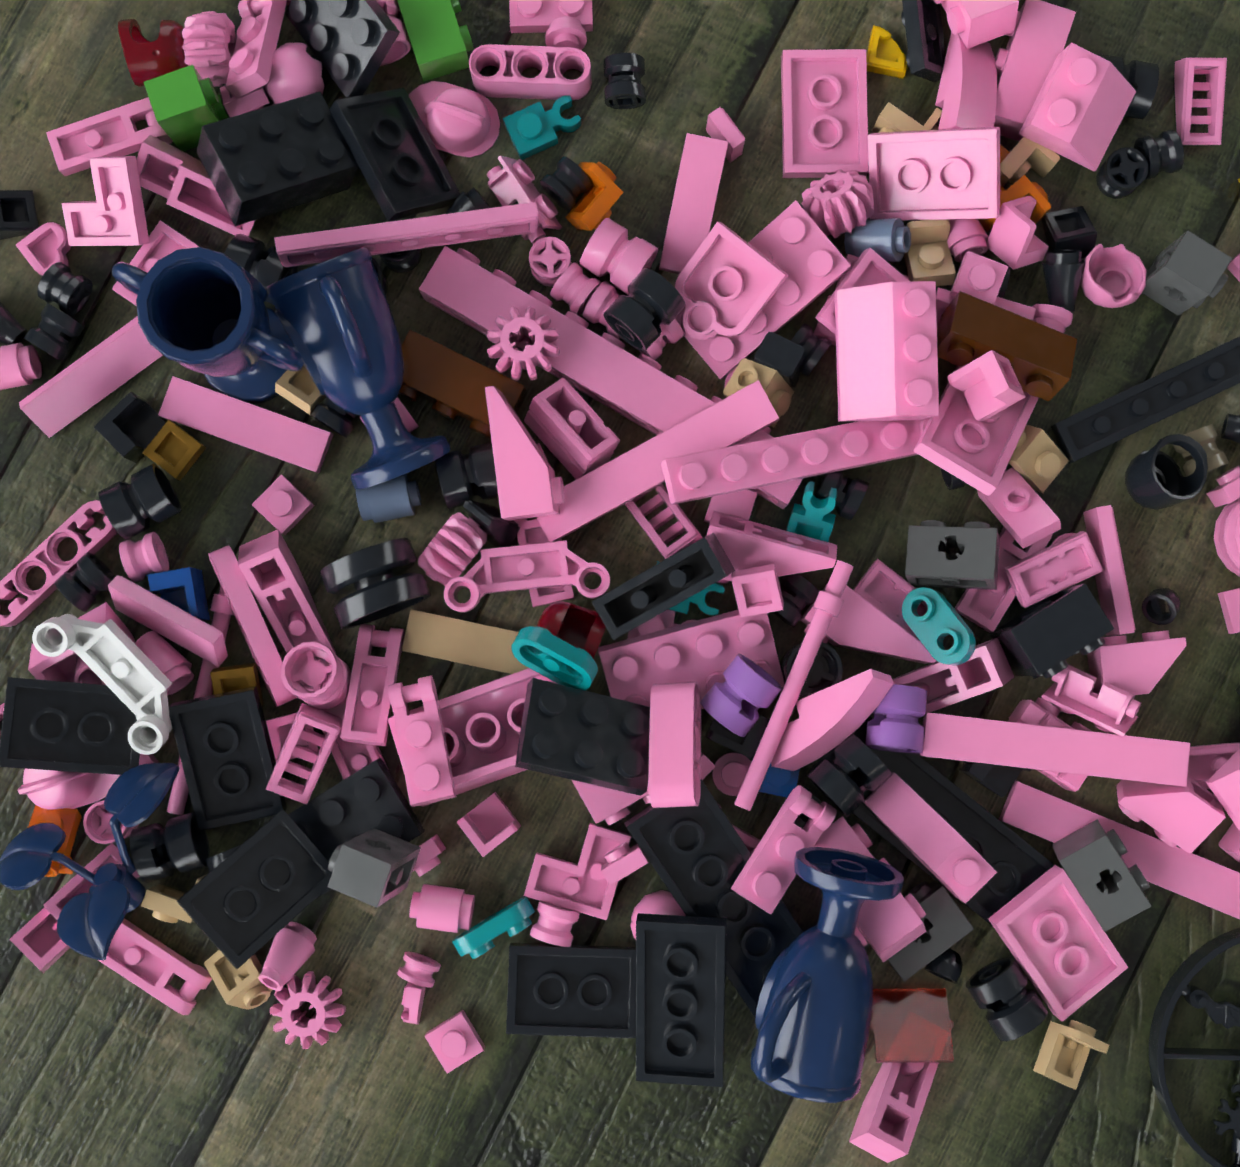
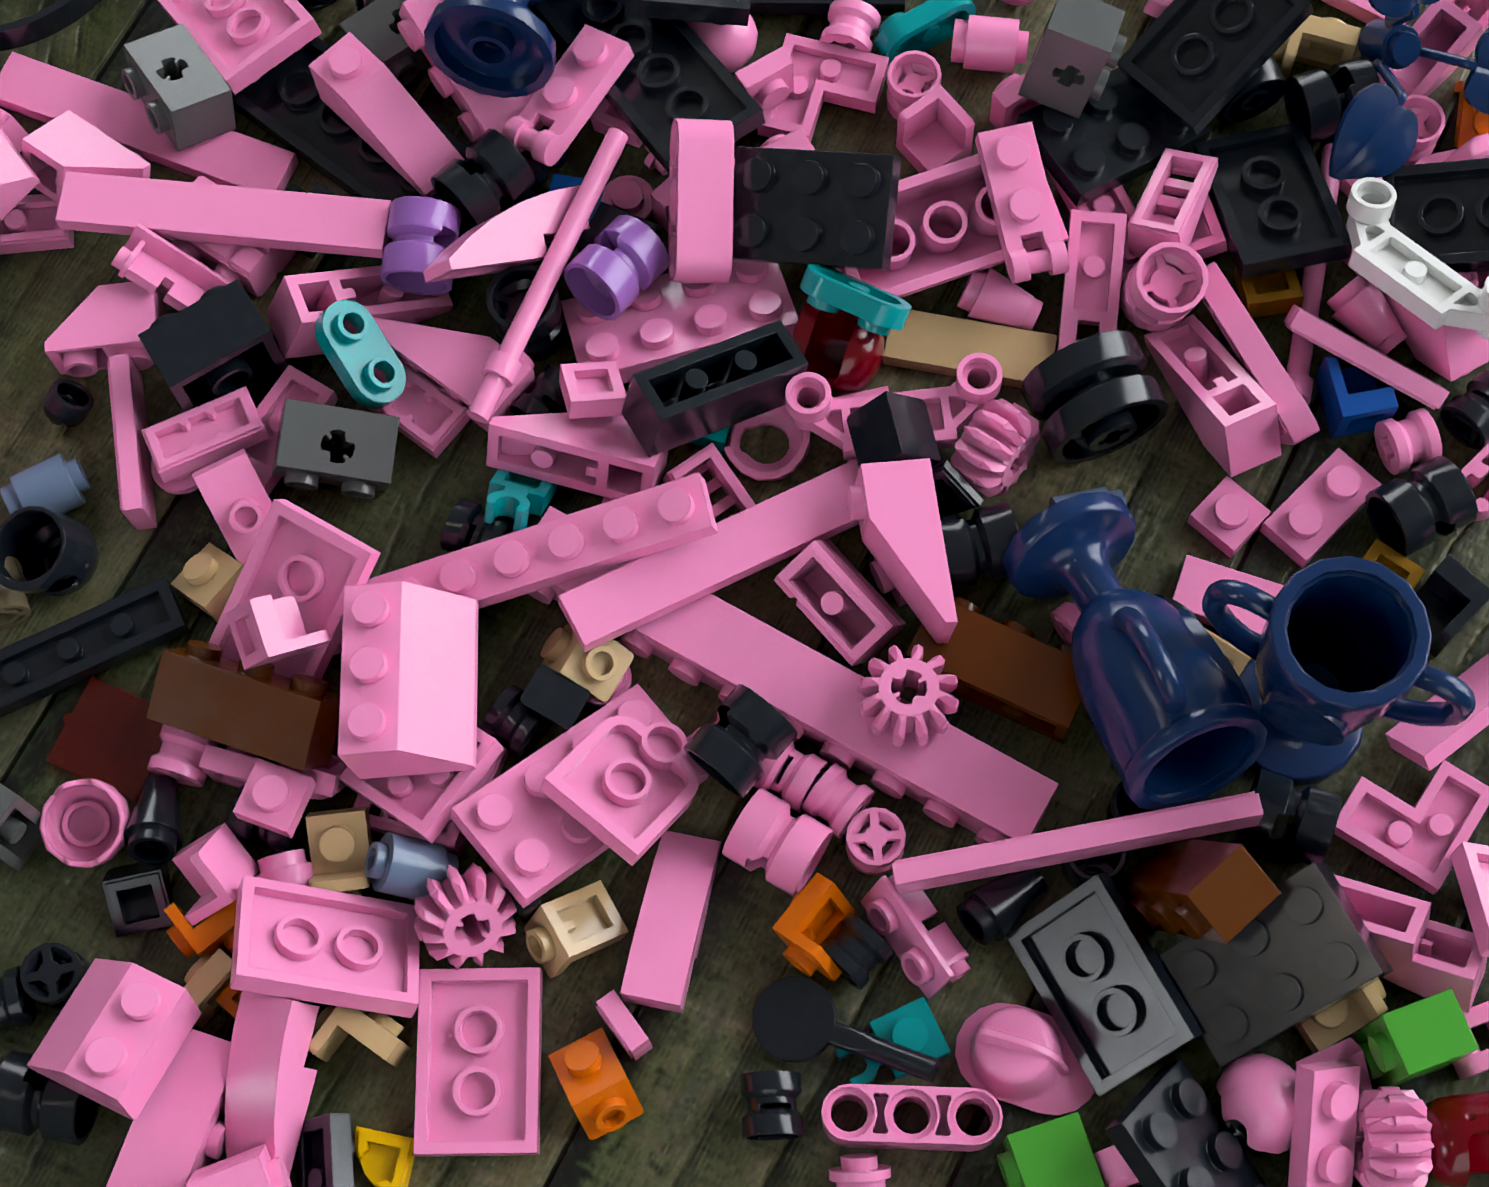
camera: 175 degrees left, 15 degrees down
(214, 511) = (1319, 508): none -> bright pink plate
(319, 189) = (1199, 890): none -> reddish brown brick
(448, 677) = (996, 300): none -> bright pink cone
(499, 873) = (910, 73): none -> bright pink wheel
(528, 545) = (892, 430): none -> black panel
(602, 138) = (799, 1020): none -> black piece
(619, 546) = (798, 446): none -> bright pink piece
(745, 98) = (596, 1084): none -> orange bracket
(759, 201) = (573, 928): none -> tan bracket
(1104, 347) = (108, 739): none -> clear red piece
(1171, 532) = (49, 485): none -> sand blue brick

